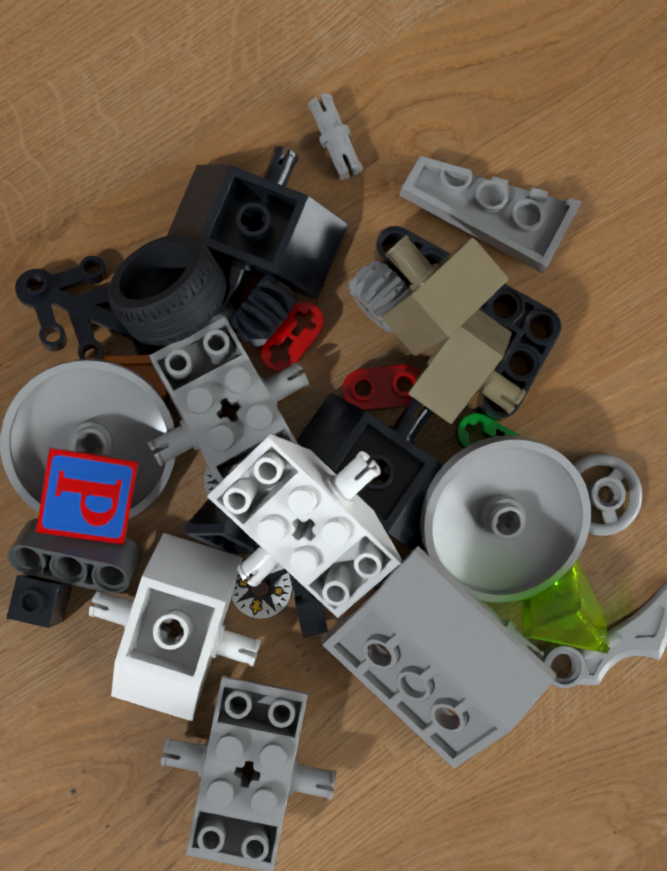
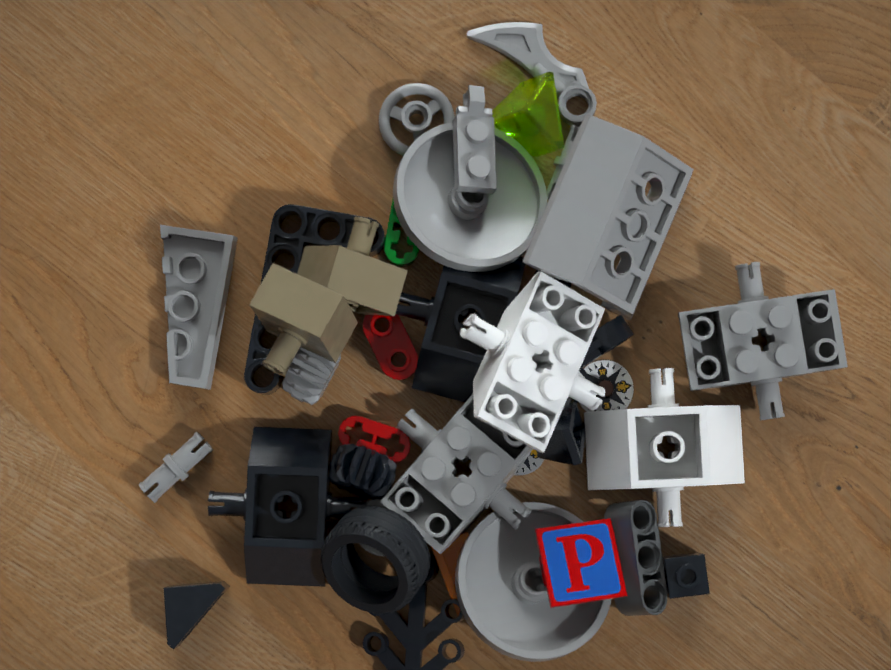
camera: 105 degrees left, 0 degrees up
(196, 98) = (187, 607): none -> black slope
(558, 543) = (474, 144): none -> light grey hinge

